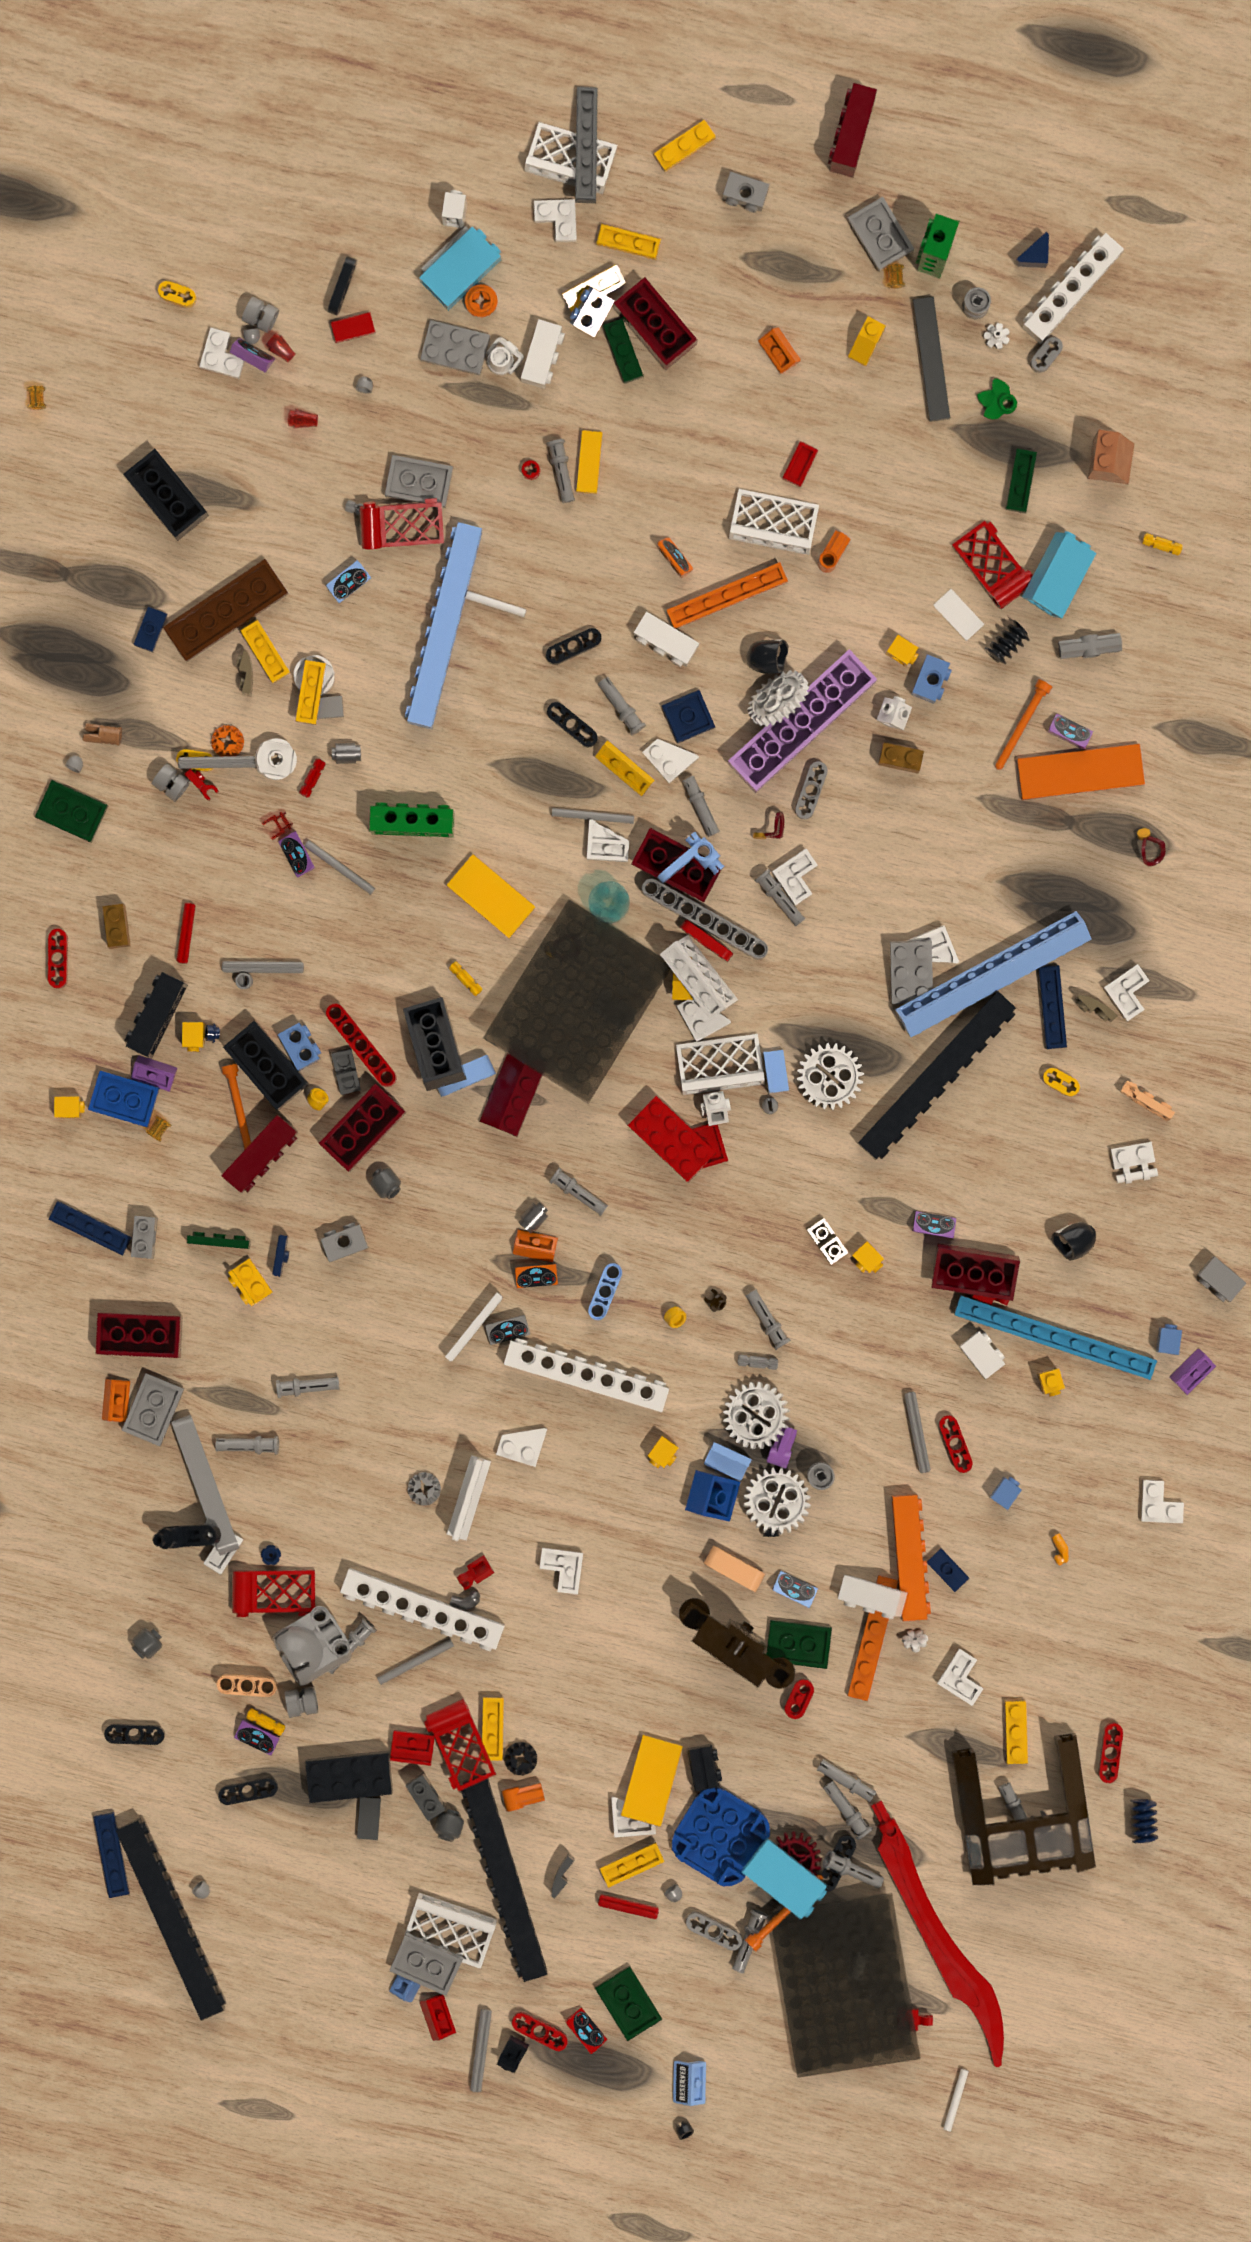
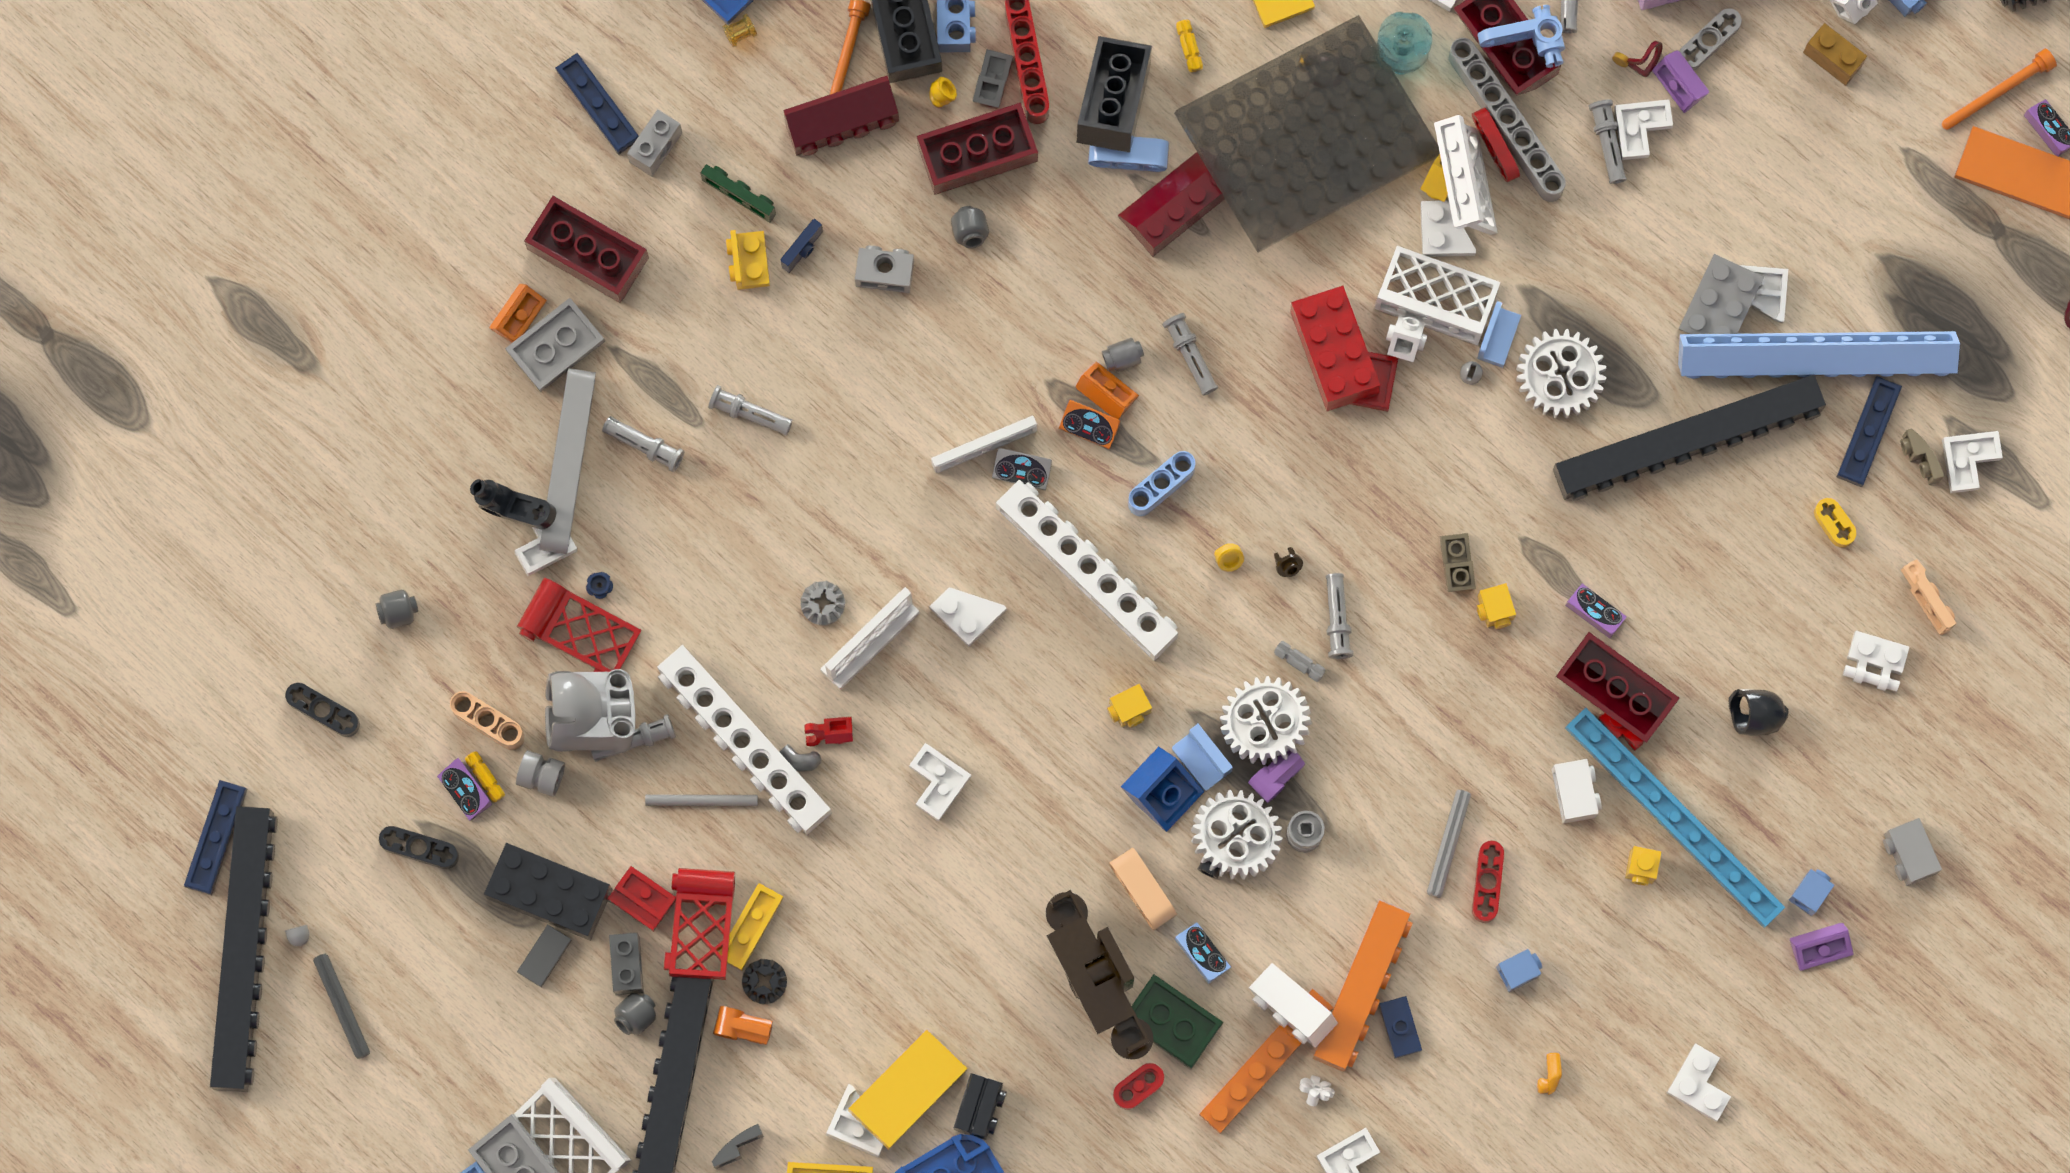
camera: 30 degrees right, 10 degrees down
(255, 1920) = (341, 1006): none -> dark grey axle
(807, 830) = (1680, 80): none -> medium lavender slope

